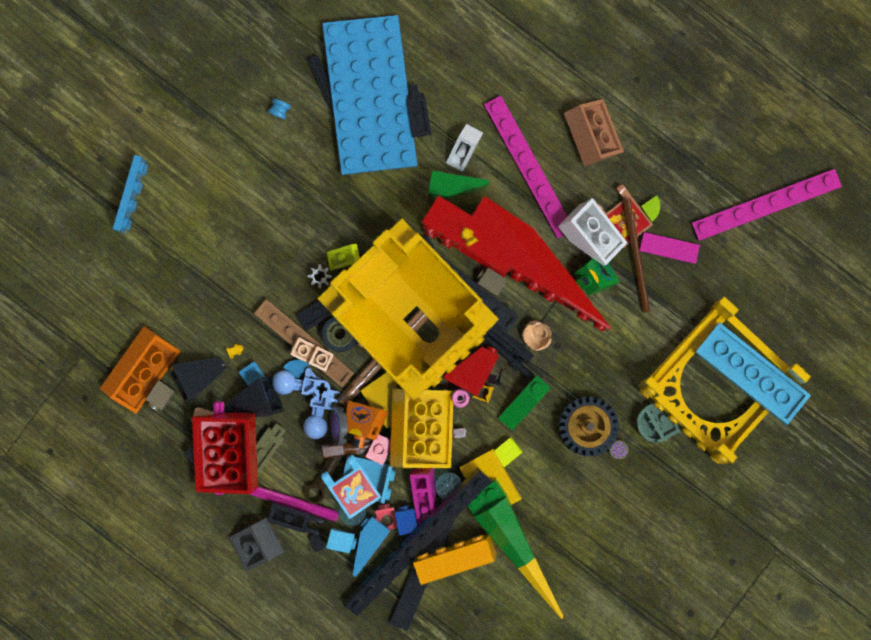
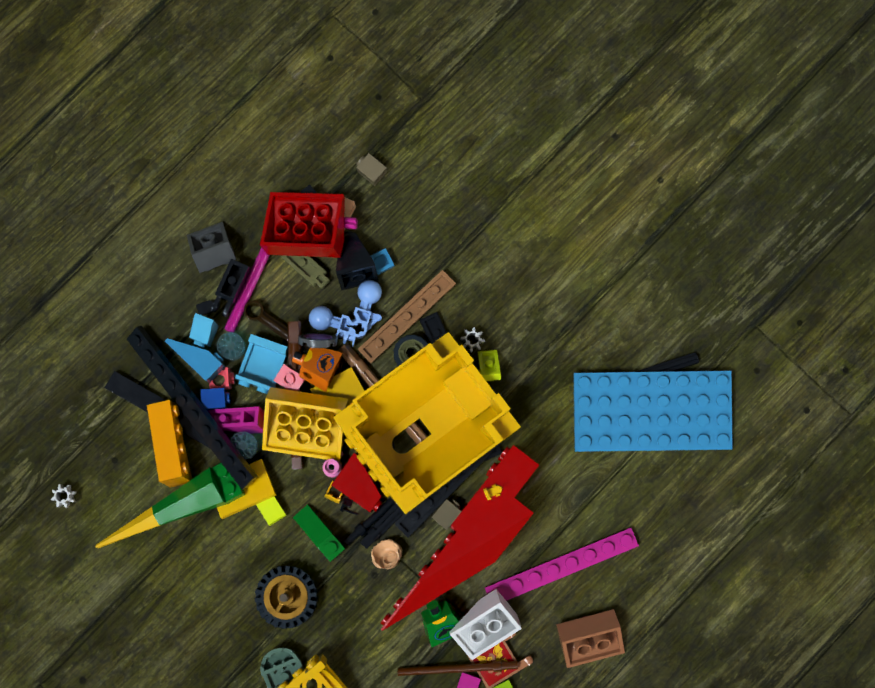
camera: 95 degrees right, 5 degrees down
(132, 188) = (581, 162): dark azure plate -> none
(139, 370) = (399, 151): orange slope -> none
(195, 376) = (386, 206): black slope -> none
(237, 349) = (409, 250): yellow piece -> none
(279, 109) = (647, 317): dark azure wheel -> none
(296, 367) = (383, 307): dark azure tile -> none
(311, 354) = (394, 322): light nougat slope -> none
(353, 490) = (251, 349): flag -> none
(418, 113) = (629, 458): black hinge -> none
(453, 186) = (549, 484): green slope -> none
(464, 147) = (588, 502): white slope -> none
(619, 450) = (258, 626): tile -> none

